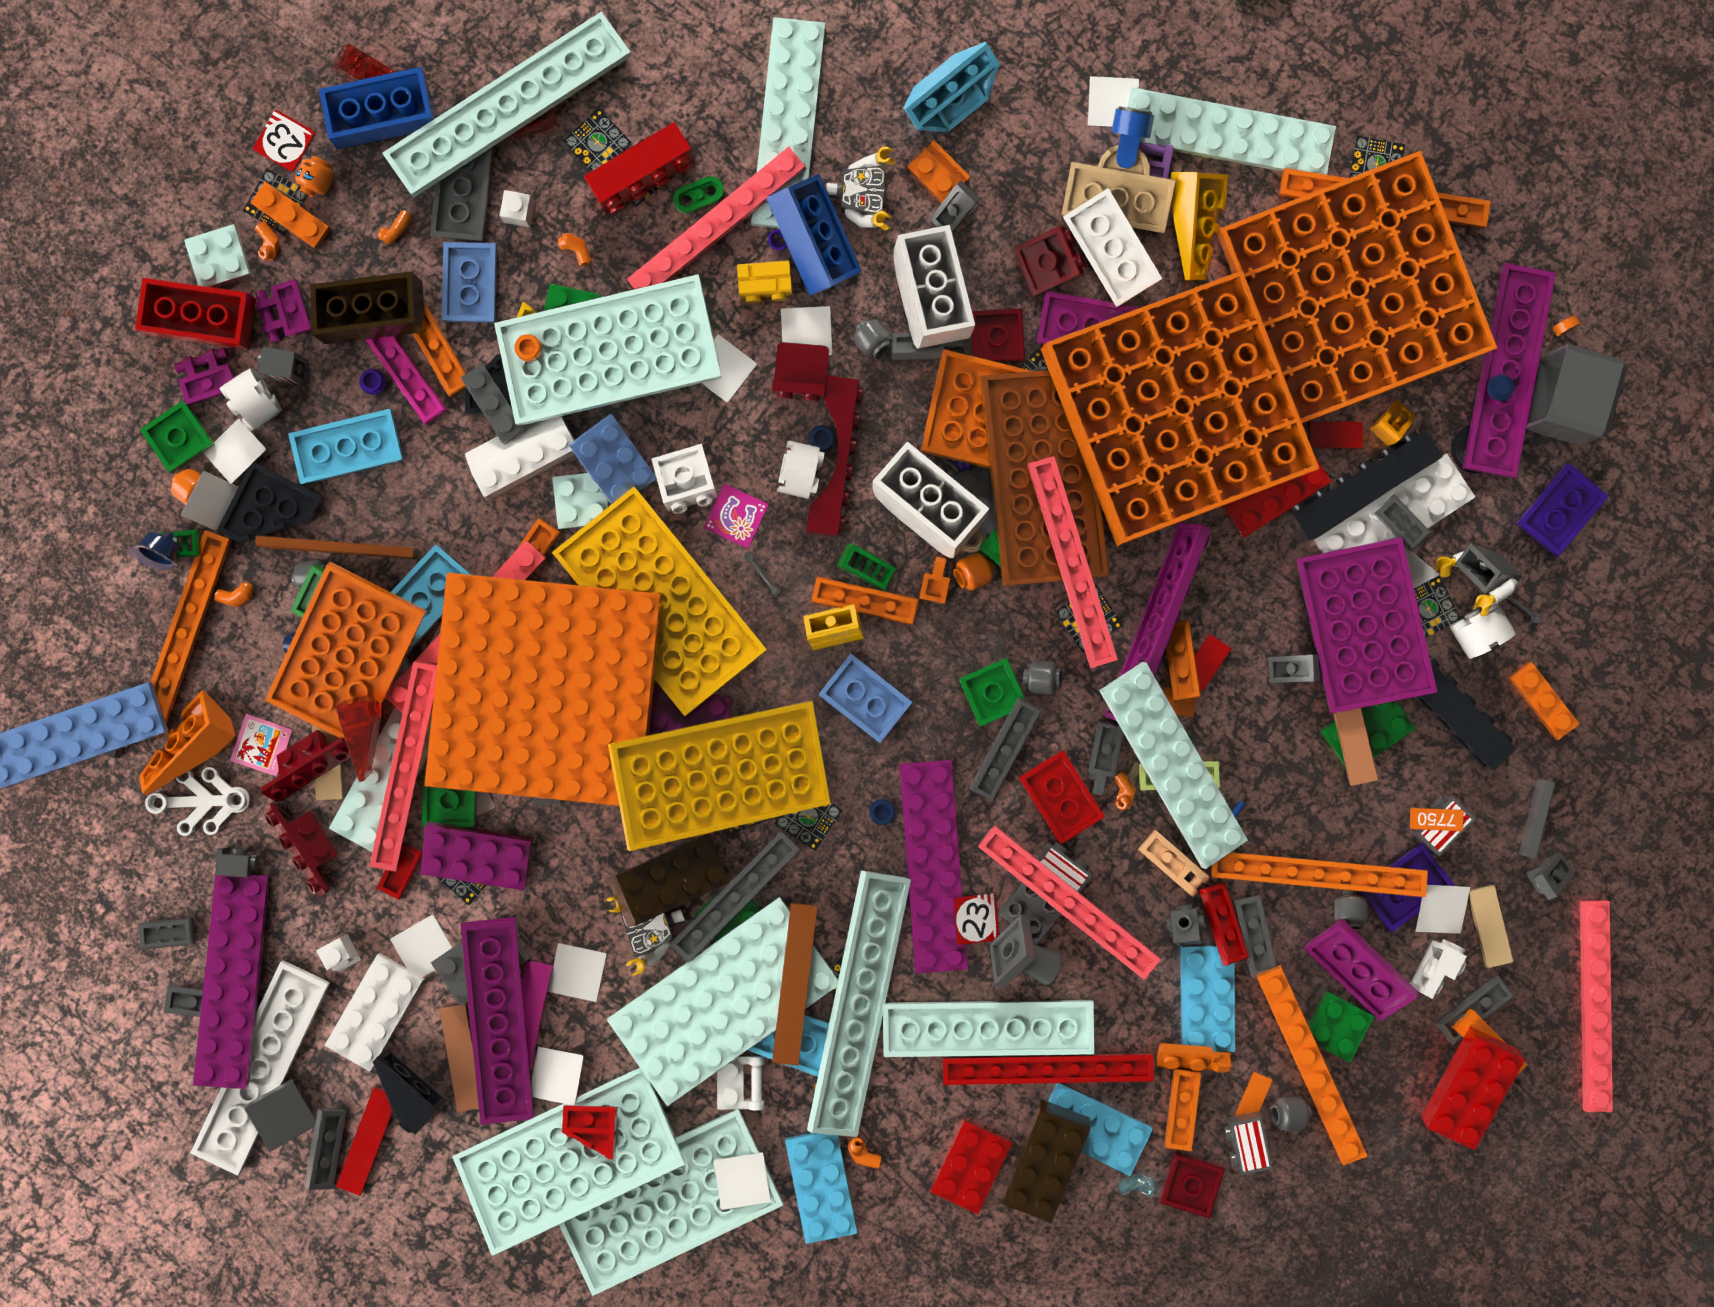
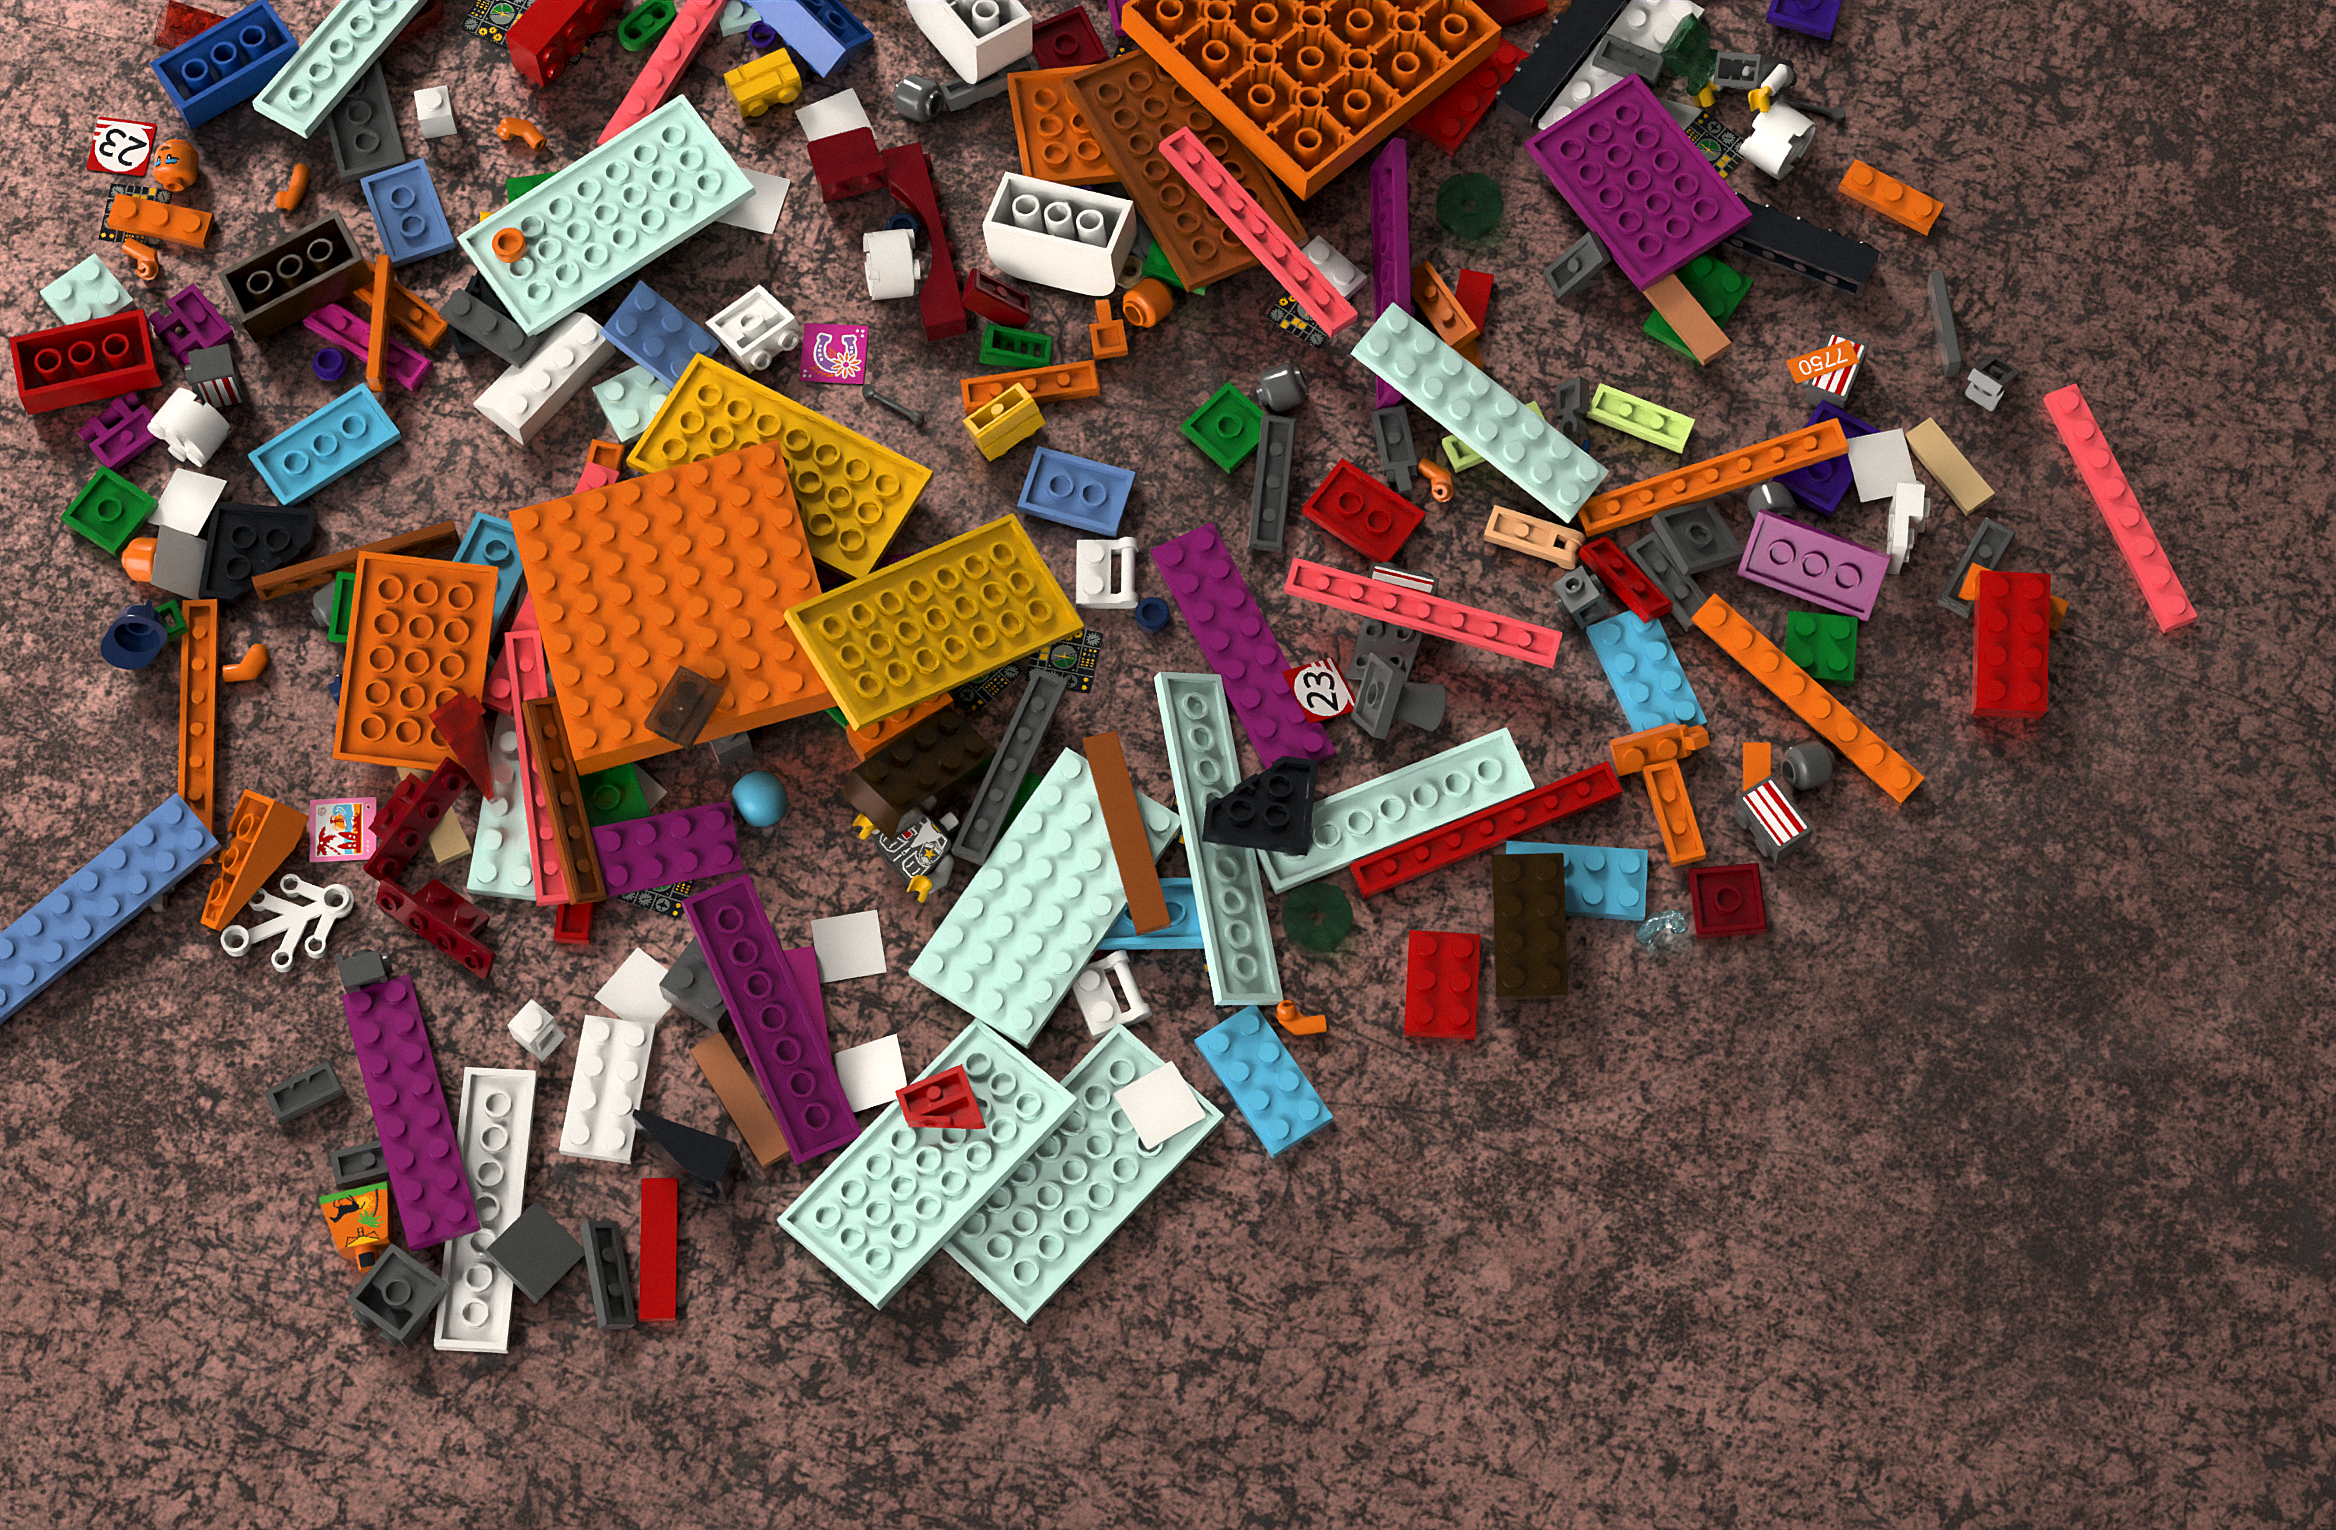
camera: 20 degrees left, 20 degrees down
(170, 1045) = (361, 1222): none -> orange torso
(176, 1111) = (397, 1296): none -> dark grey plate
(412, 802) = (564, 800): none -> dark orange tile
(416, 369) = (380, 323): none -> orange tile
(513, 784) = (684, 707): none -> clear smoke plate
(555, 840) = (760, 798): none -> medium azure hair
(854, 764) = (1094, 574): none -> white plate
(866, 527) = (996, 300): none -> dark red slope
(900, 1003) = (1267, 809): none -> black plate
(912, 1097) = (1304, 932): none -> clear green plate
(1117, 596) = (1335, 267): none -> white plate
(1245, 773) = (1571, 402): none -> dark grey plate
(1251, 590) = (1467, 188): none -> clear green plate
(1288, 803) = (1640, 418): none -> yellowish green plate
(1288, 914) = (1697, 537): none -> dark grey plate
(1449, 535) = (1685, 48): none -> clear green plate

